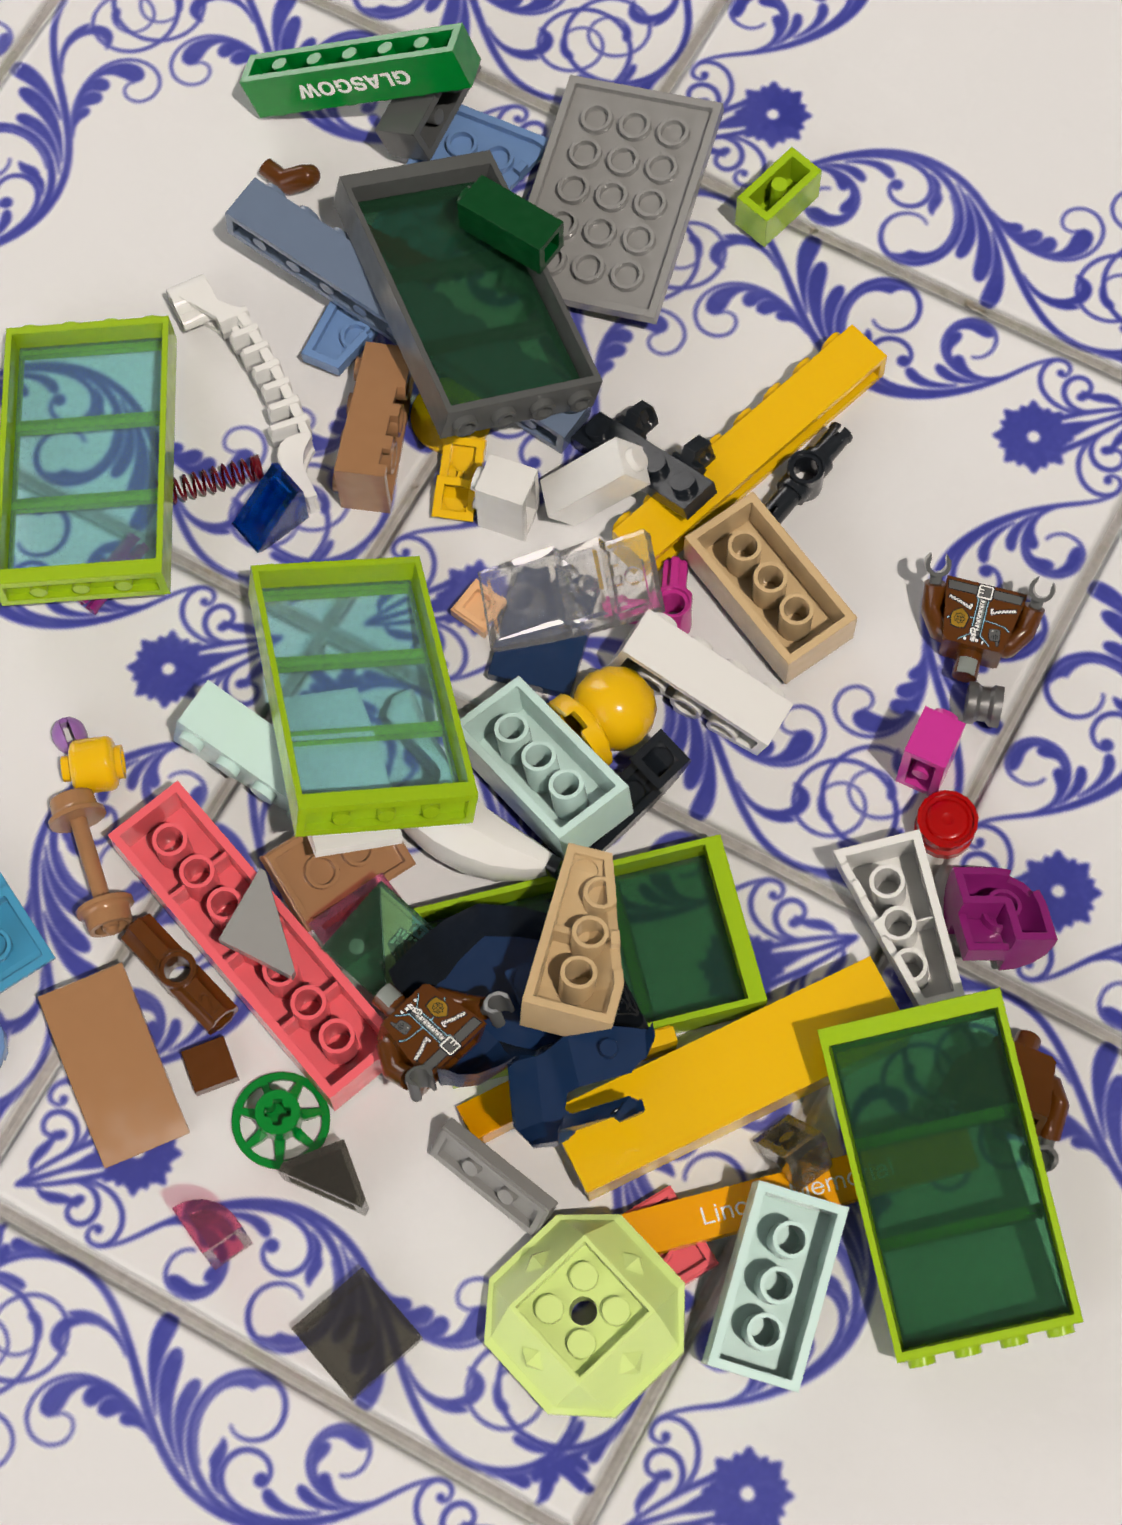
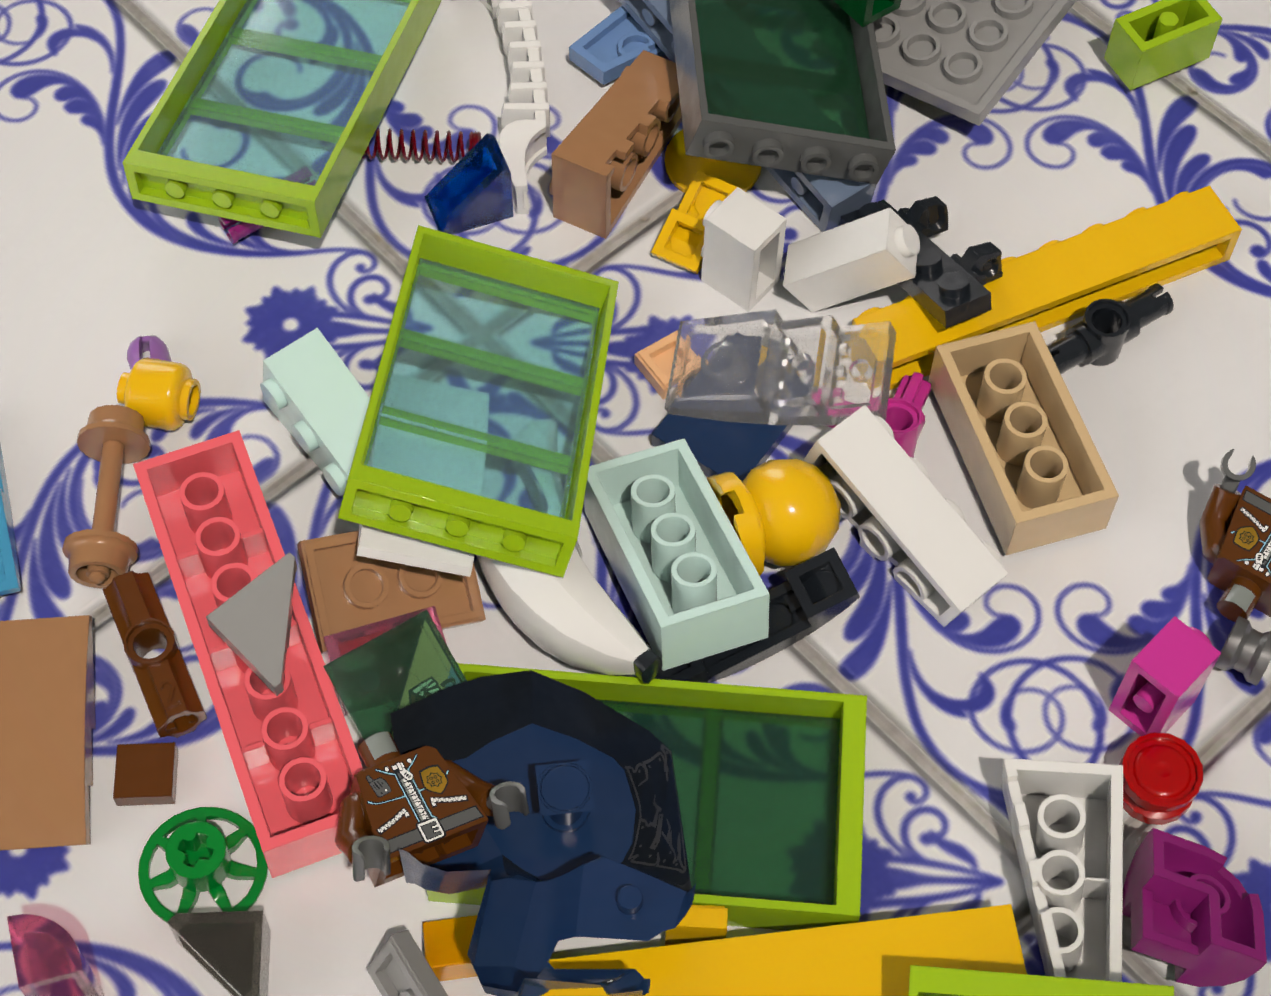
camera: 15 degrees right, 10 degrees down
(578, 958) = (629, 770): tan wedge -> none

